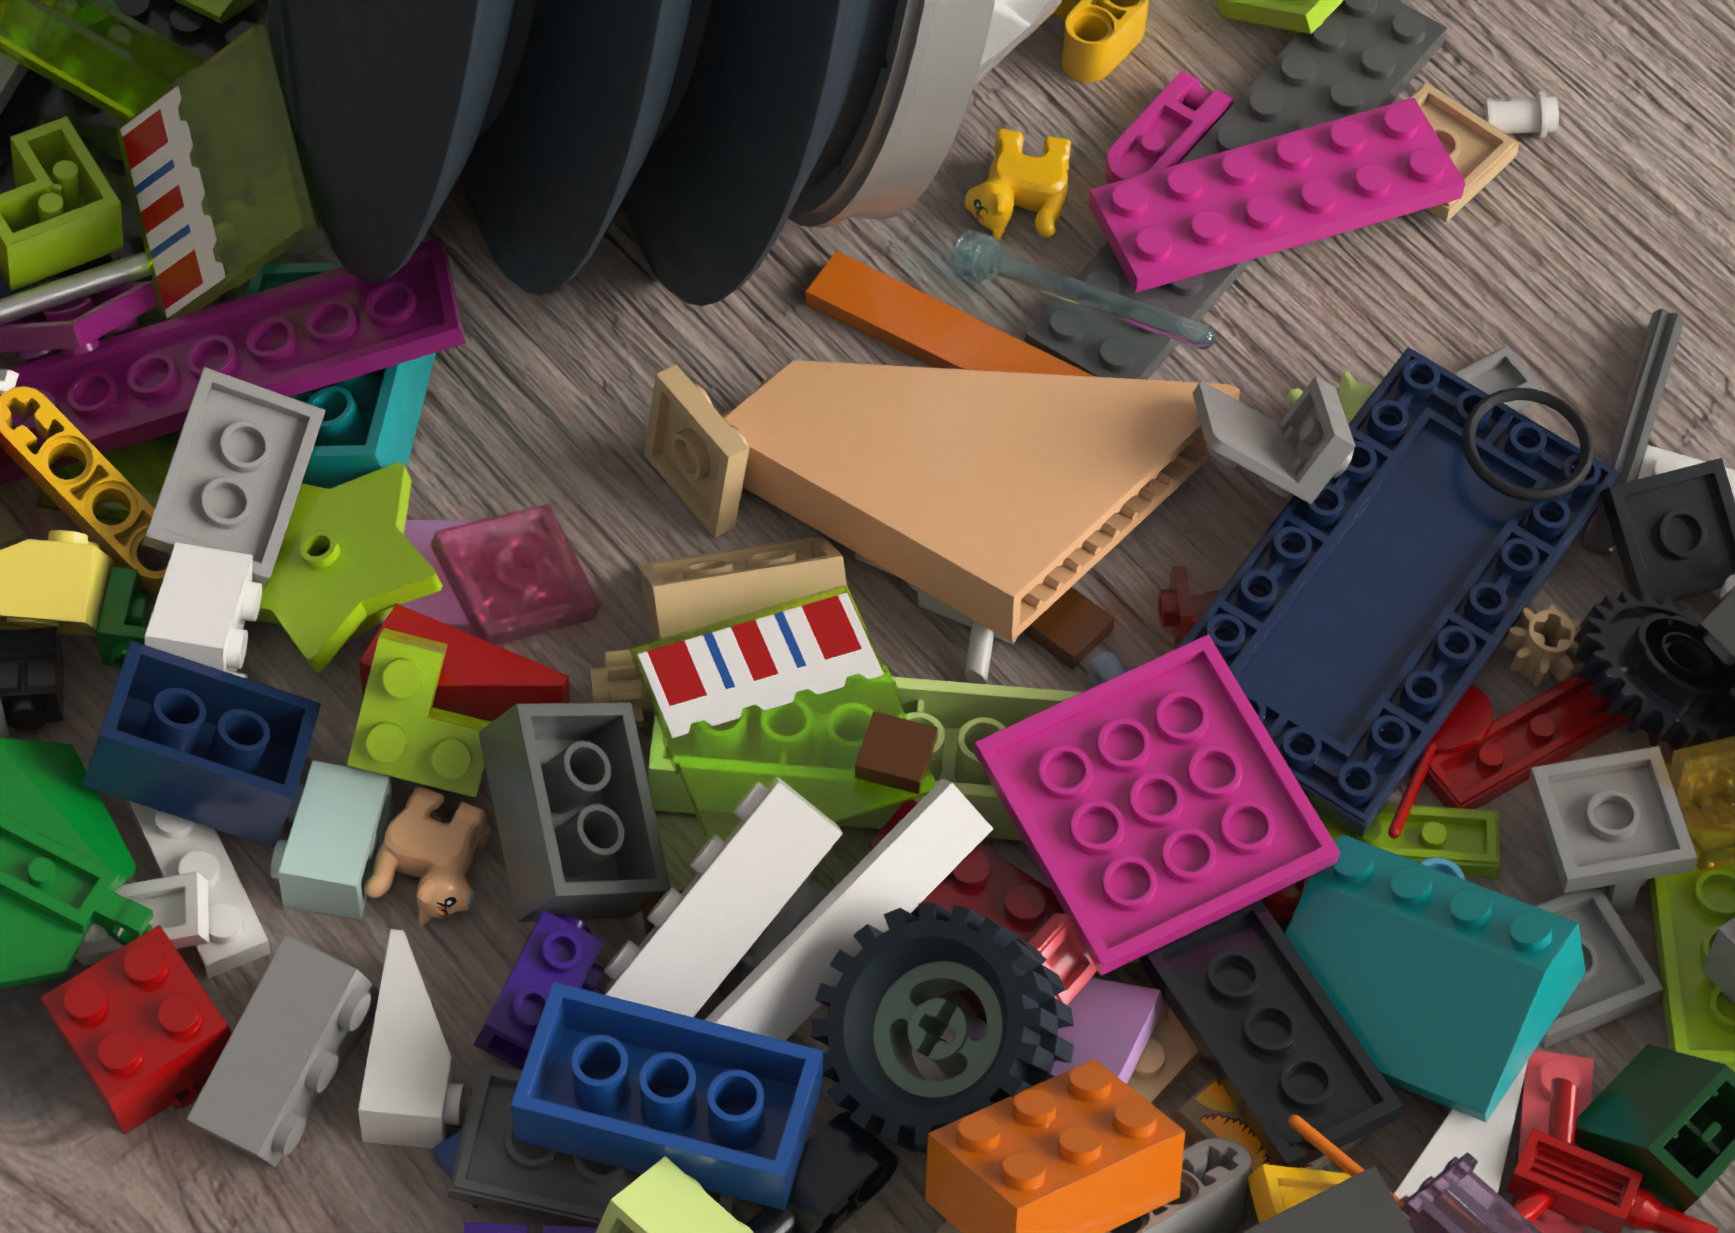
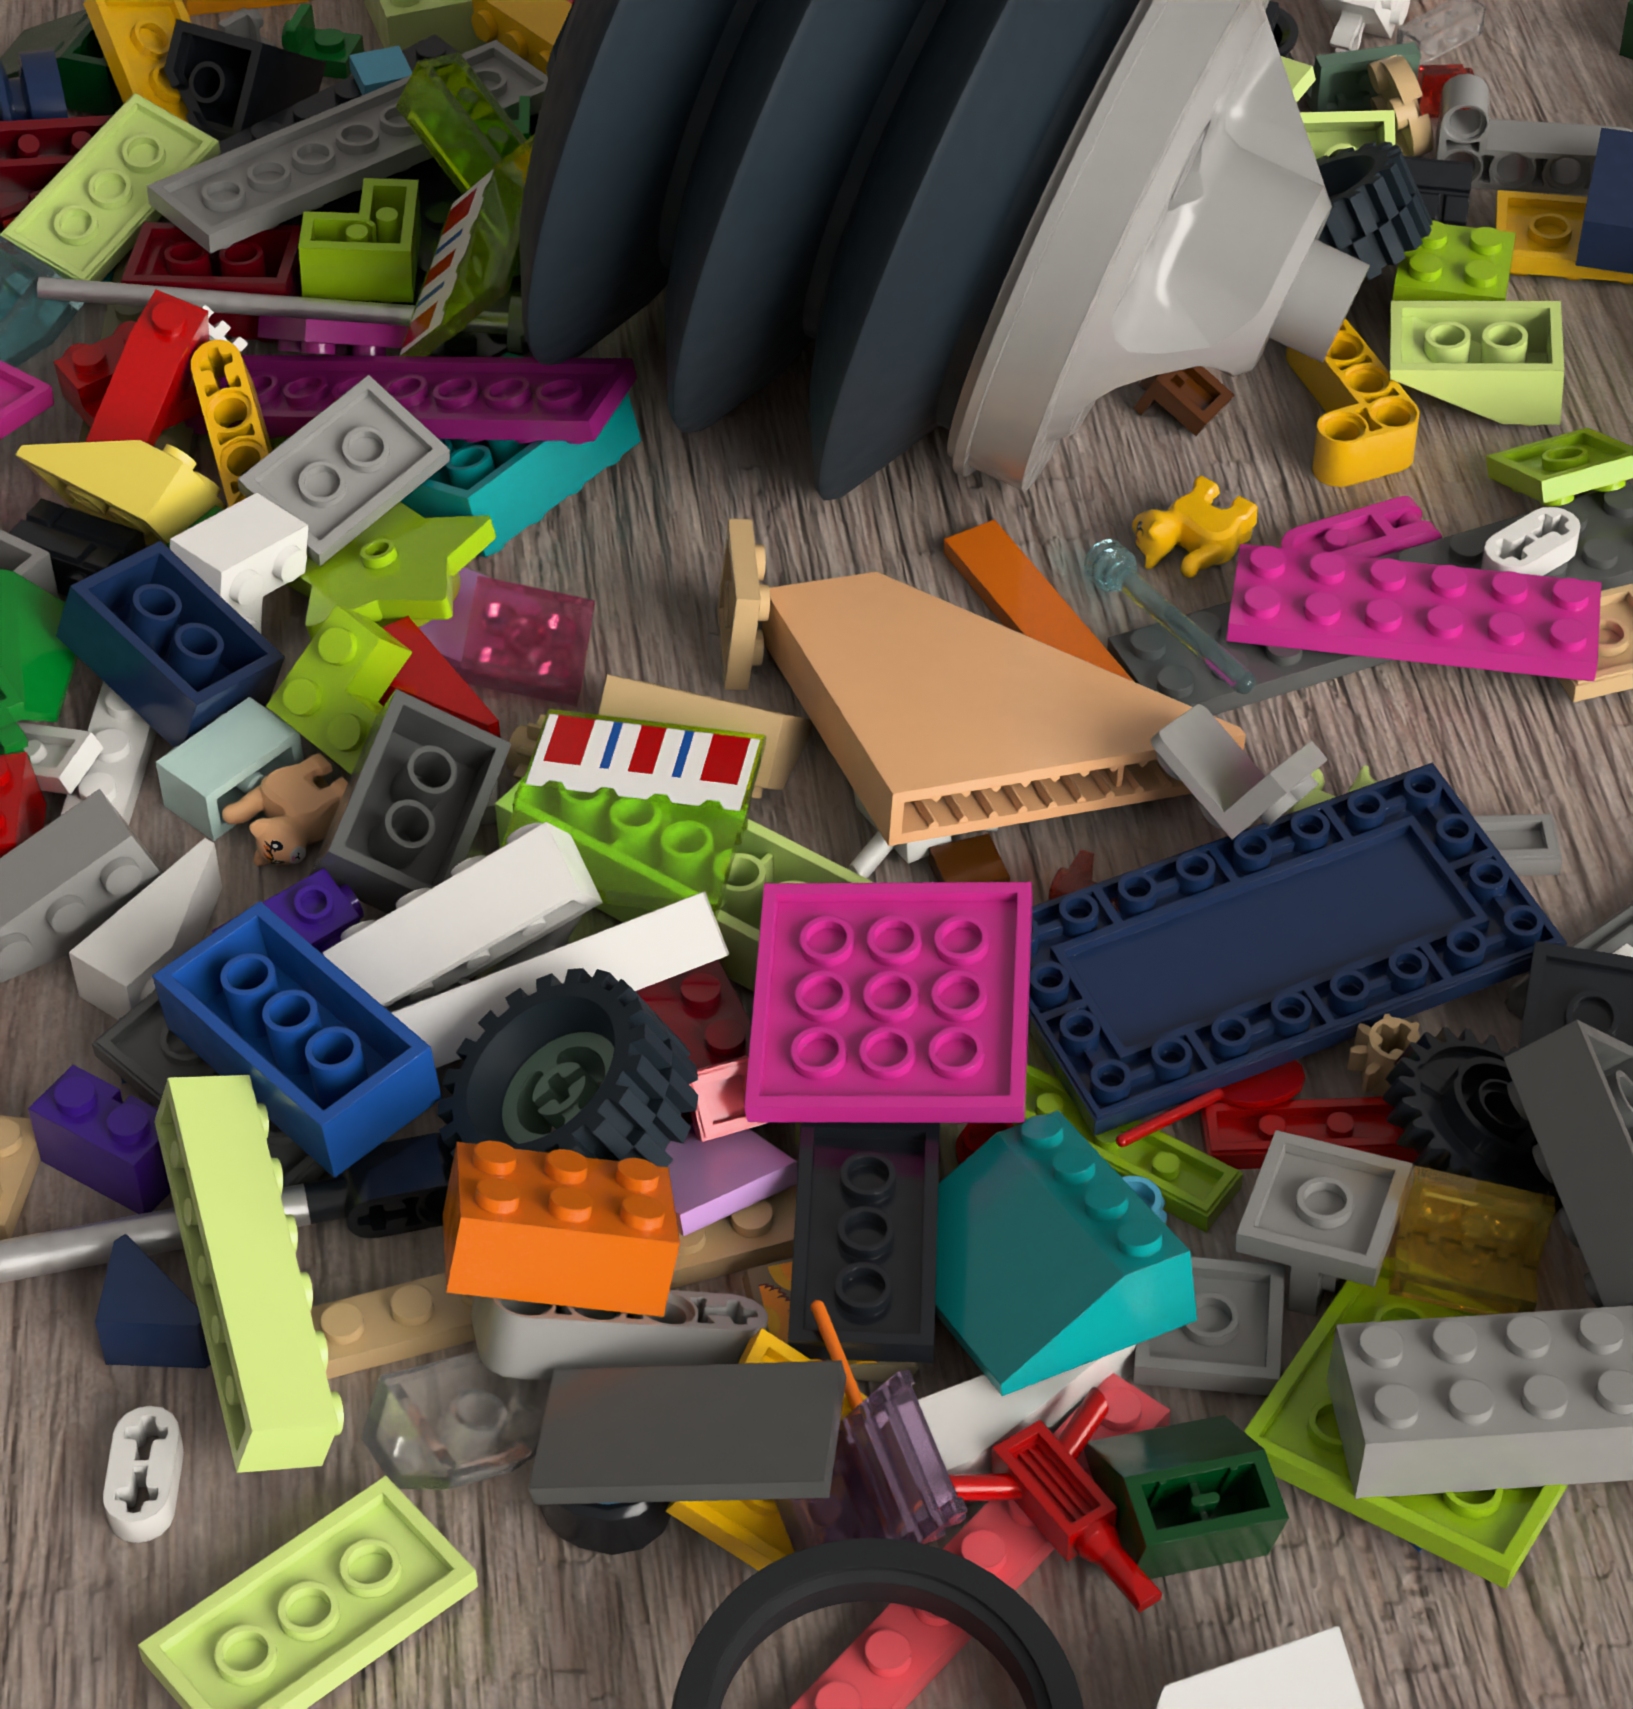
camera: 35 degrees right, 10 degrees down
(895, 752) = (695, 865): reddish brown tile -> none
(1319, 81) = (1524, 541): none -> white beam
(1506, 488) = (1474, 924): black tyre -> none

